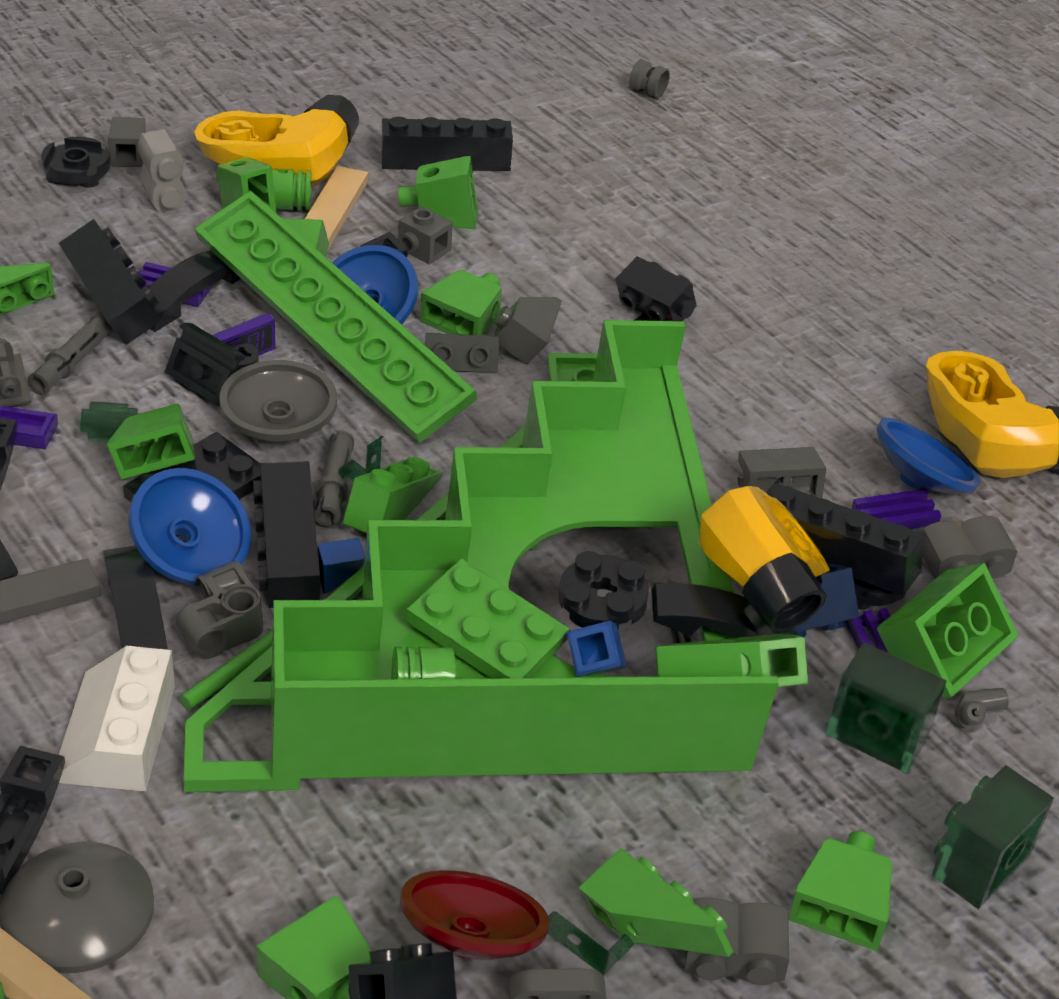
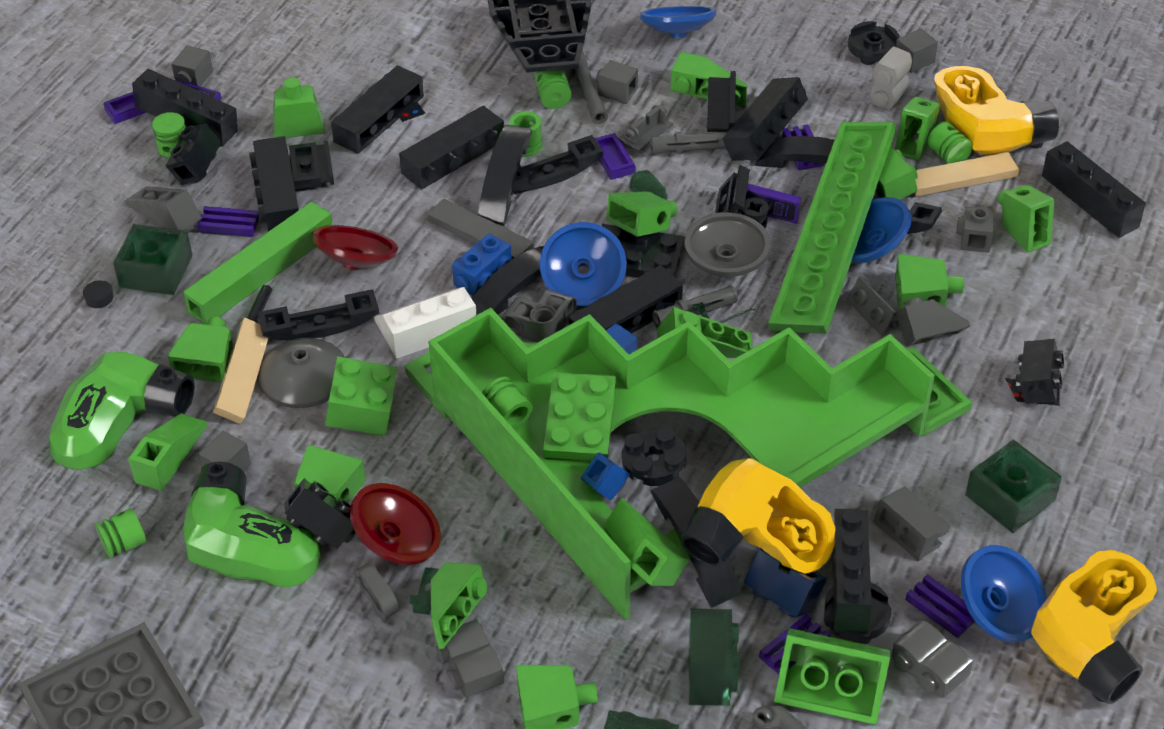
camera: 65 degrees right, 5 degrees up
(52, 293) = (721, 103): none -> black panel
(81, 620) = (480, 263): none -> blue brick
(208, 848) = (361, 396): none -> bright green brick
(792, 382) = (1013, 486): none -> clear green brick

